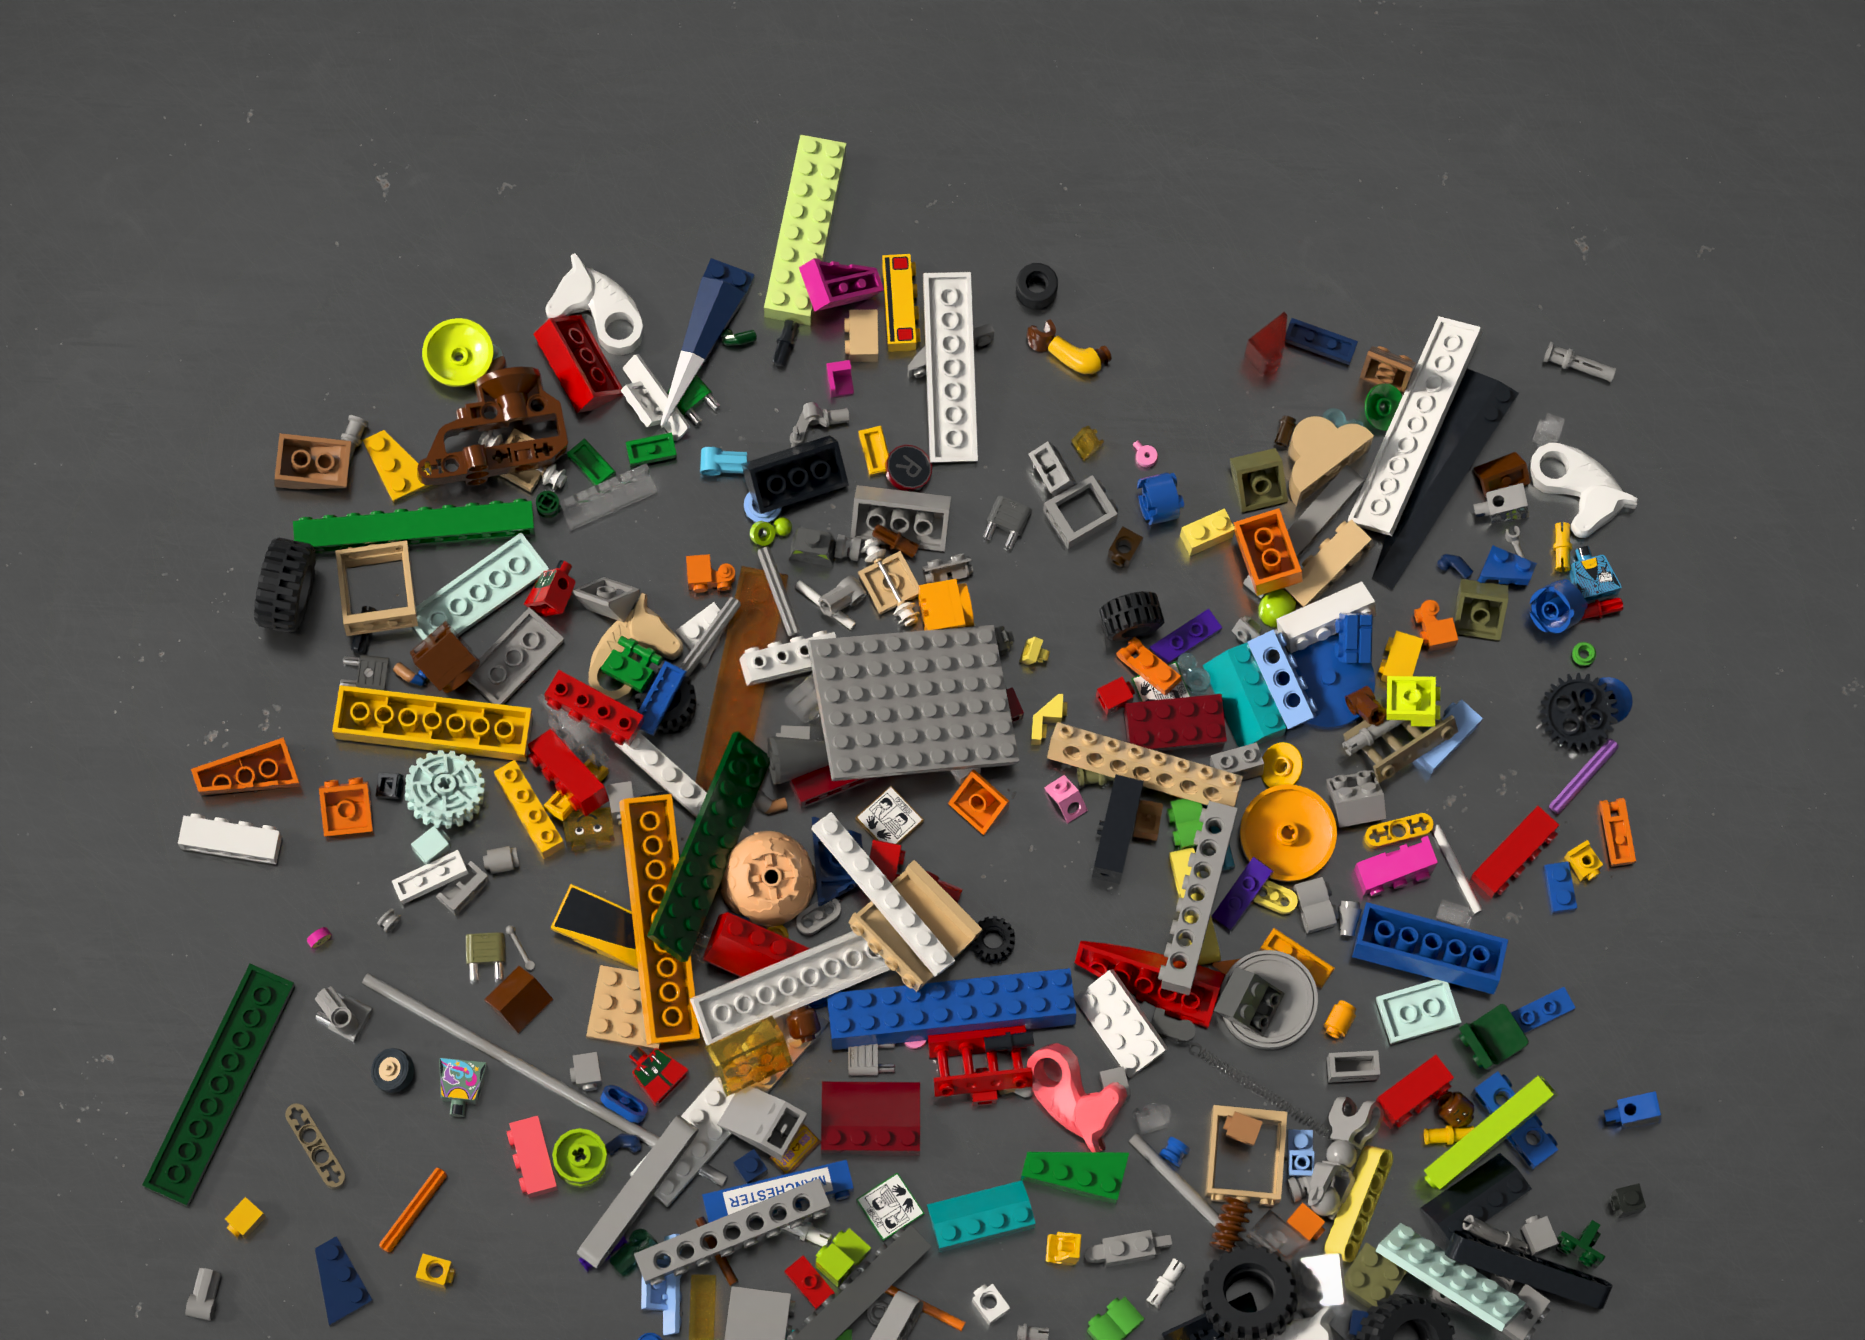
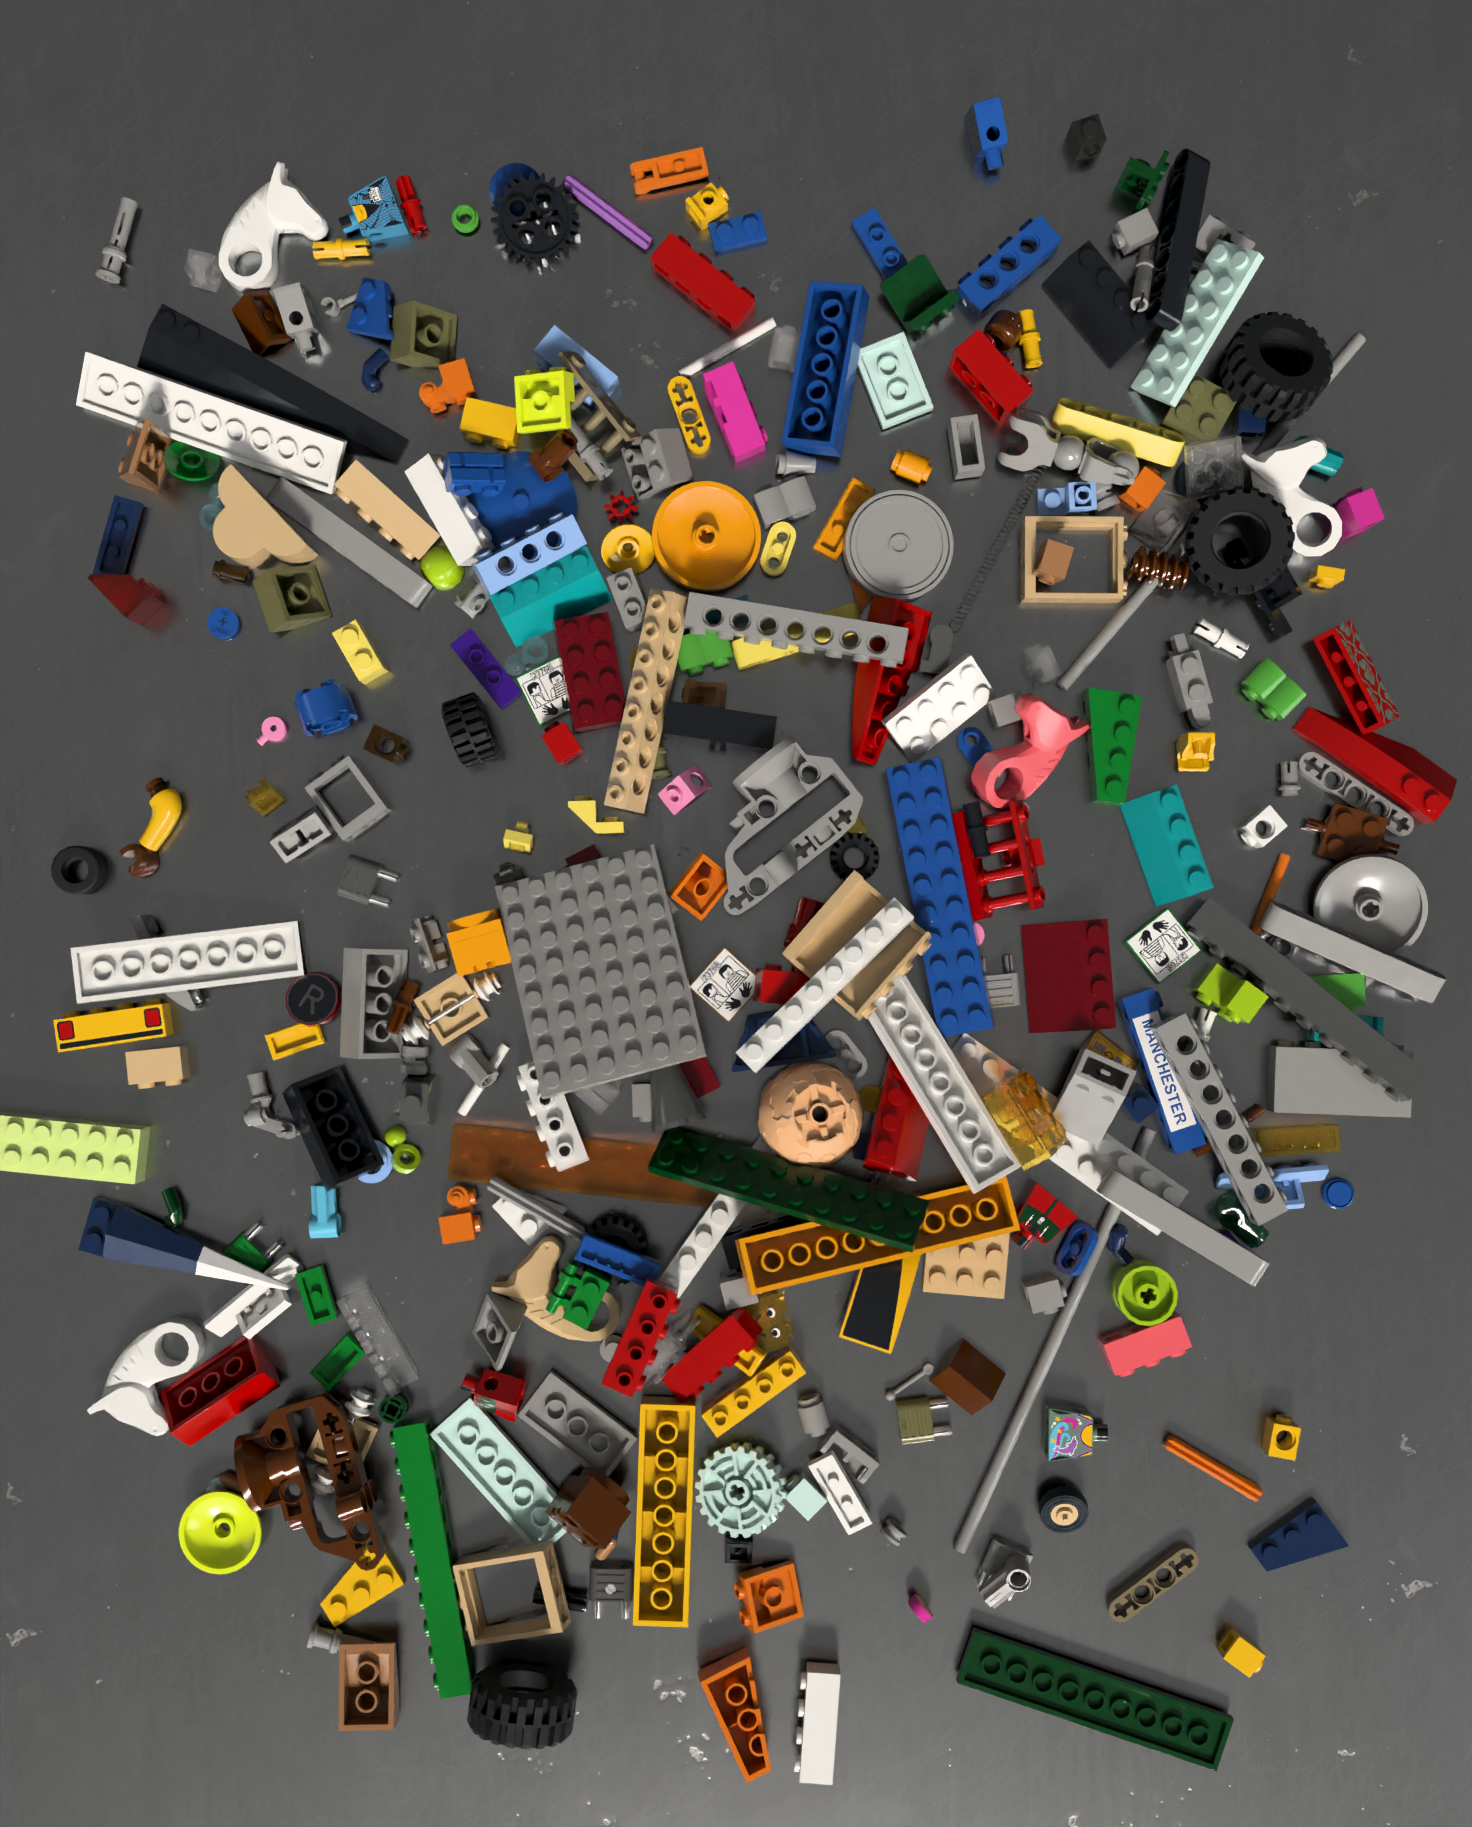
camera: 90 degrees left, 15 degrees up
(202, 1301) = (1335, 1687): light grey piece -> none
(767, 805) = (723, 1120): arm -> none
(778, 591) = (474, 1134): light grey axle -> none
(785, 343) = (174, 1153): black axle -> none
(803, 1024) = (977, 1060): reddish brown head -> none
(809, 1282) = (1247, 1035): red plate -> none
(839, 284) = (98, 1100): dark pink wedge -> none
(840, 378) = (212, 1087): dark pink panel -> none
(1024, 941) = (859, 827): none -> clear yellow slope
(1067, 873) = (779, 780): none -> light grey piece
(1085, 1060) = (973, 752): none -> blue plate
(1149, 666) = (525, 706): orange plate -> none
(1174, 1151) = (1076, 638): blue wheel -> none
(1241, 421) = (223, 623): none -> blue piece
(1242, 893) = (779, 581): dark purple plate -> none
(1249, 1001) = (908, 565): dark grey slope -> none
(1268, 552) = (381, 578): orange brick -> none
(1313, 765) = (615, 503): none -> red gear
(1490, 1133) = (1036, 284): lime brick -> none
(1557, 606) = (415, 246): blue brick -> none

